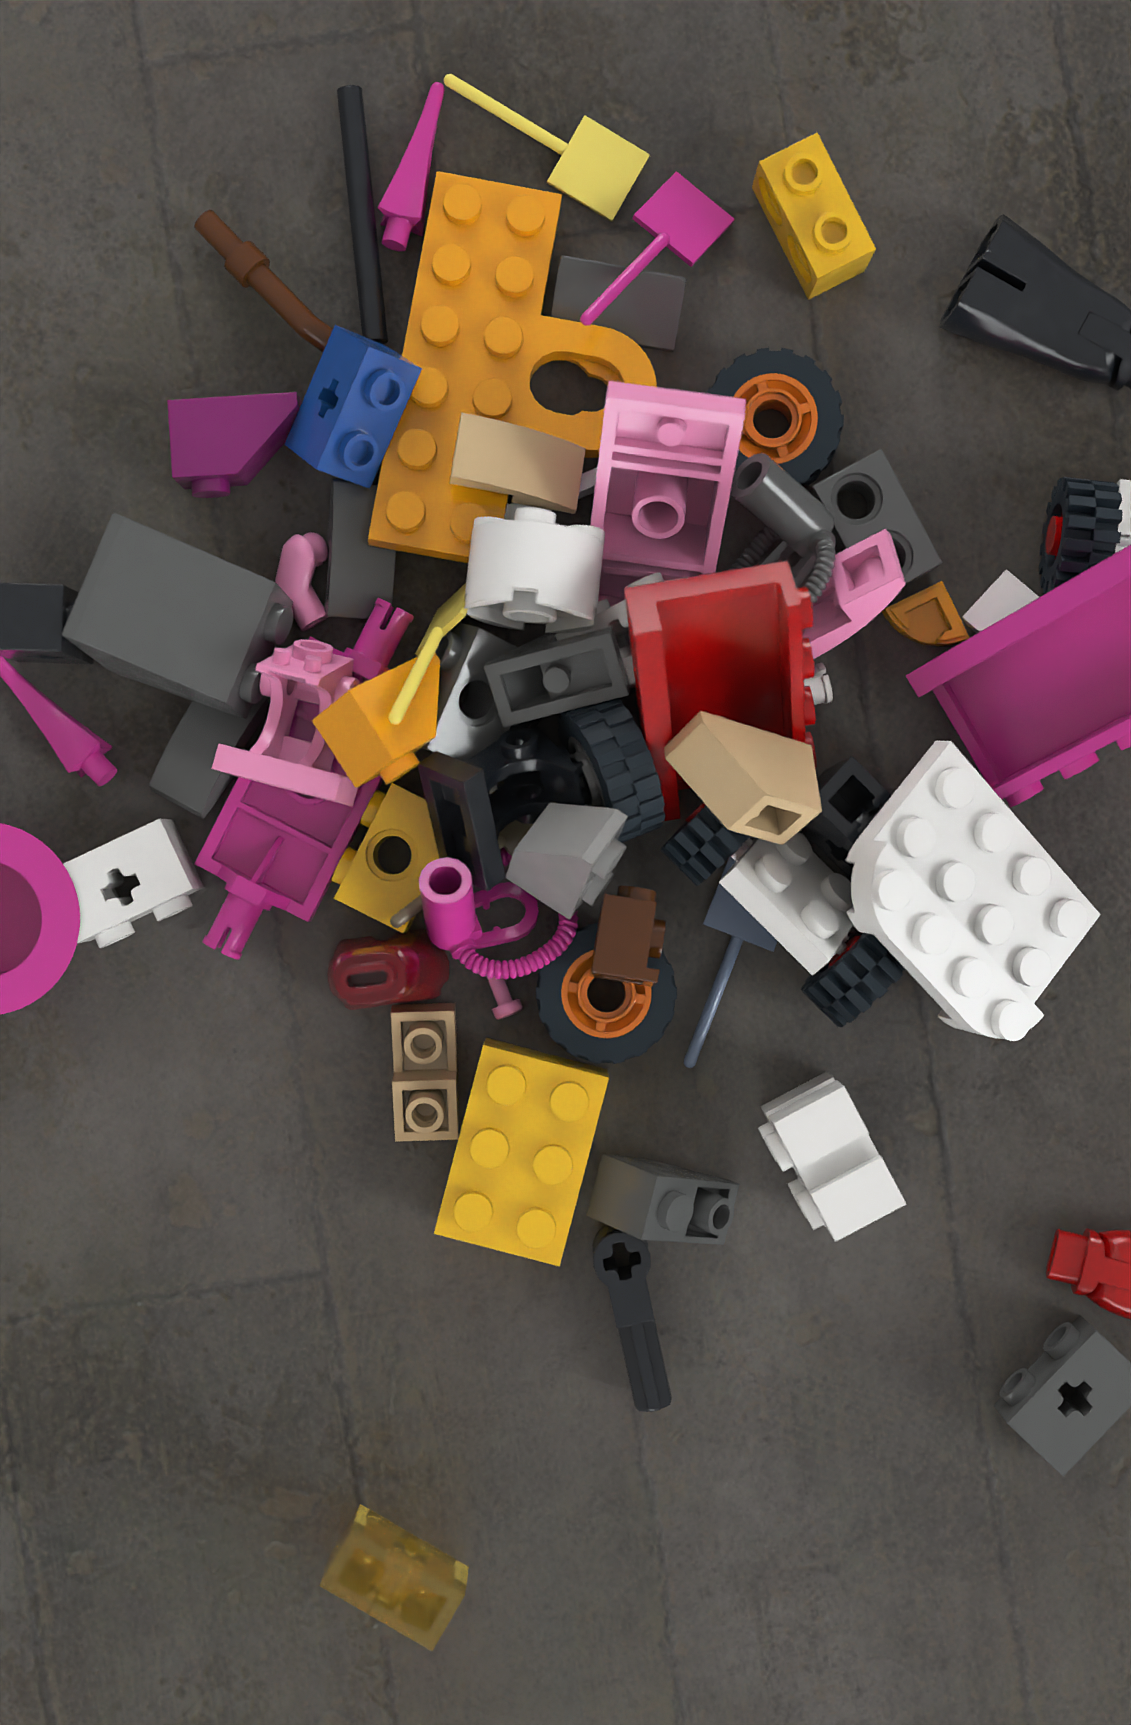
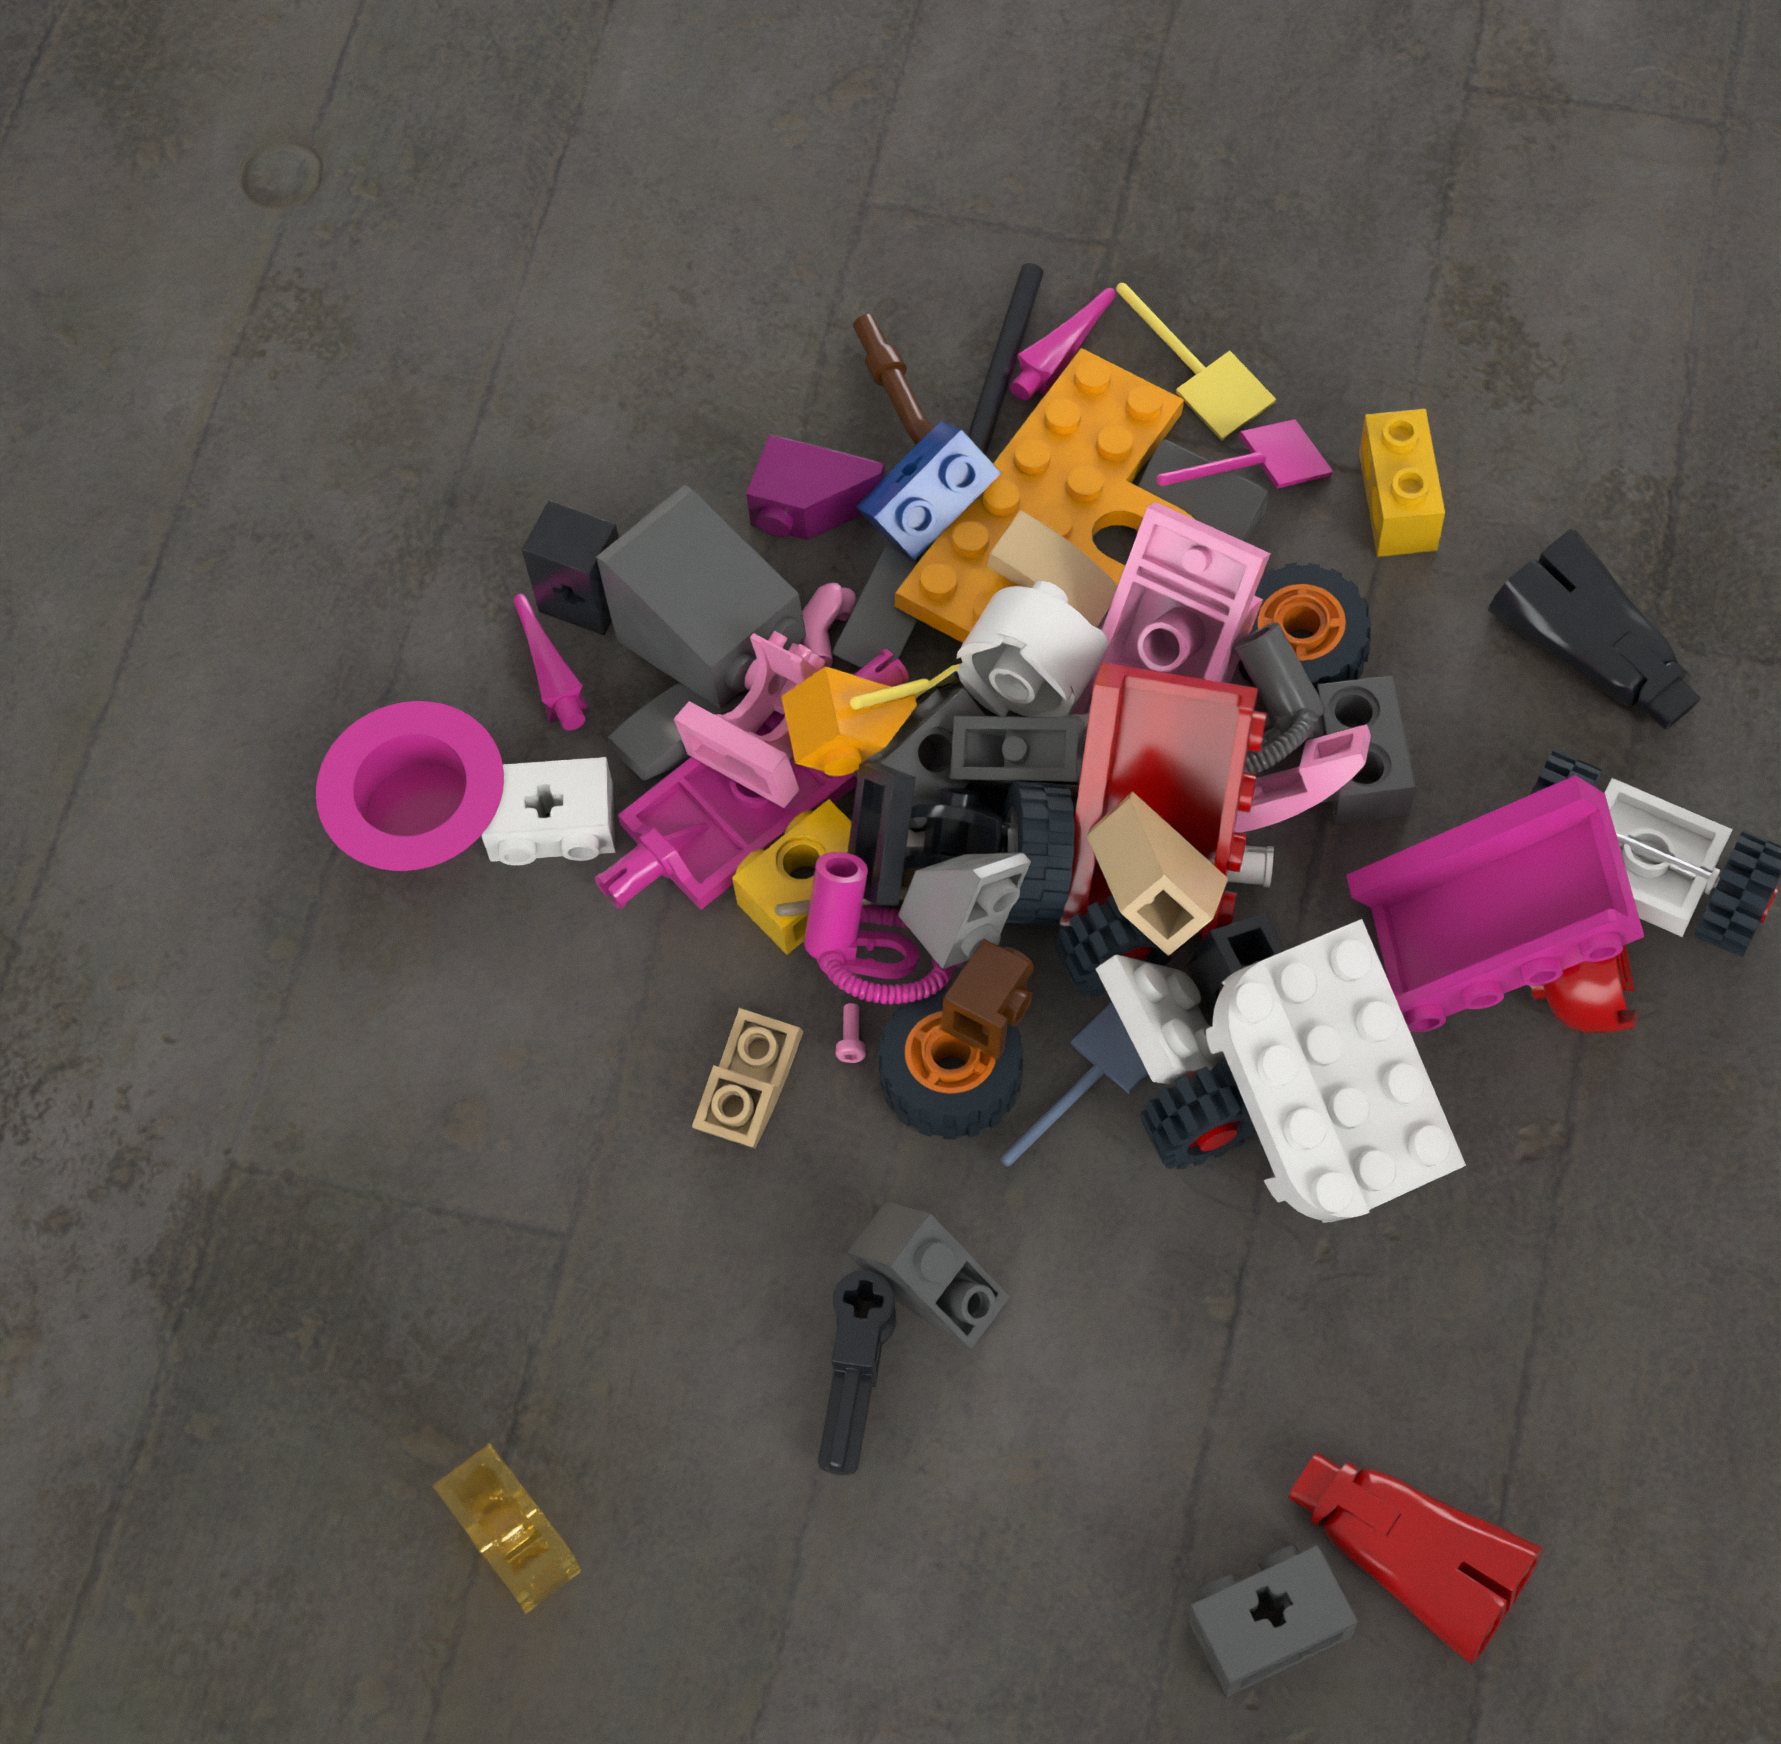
camera: 25 degrees right, 25 degrees down
(388, 970) = (748, 952): dark red piece -> none
(522, 1152) = (809, 1172): yellow brick -> none
(836, 1163) = (1111, 1278): white brick -> none
(928, 617) = (1382, 838): light orange tile -> none

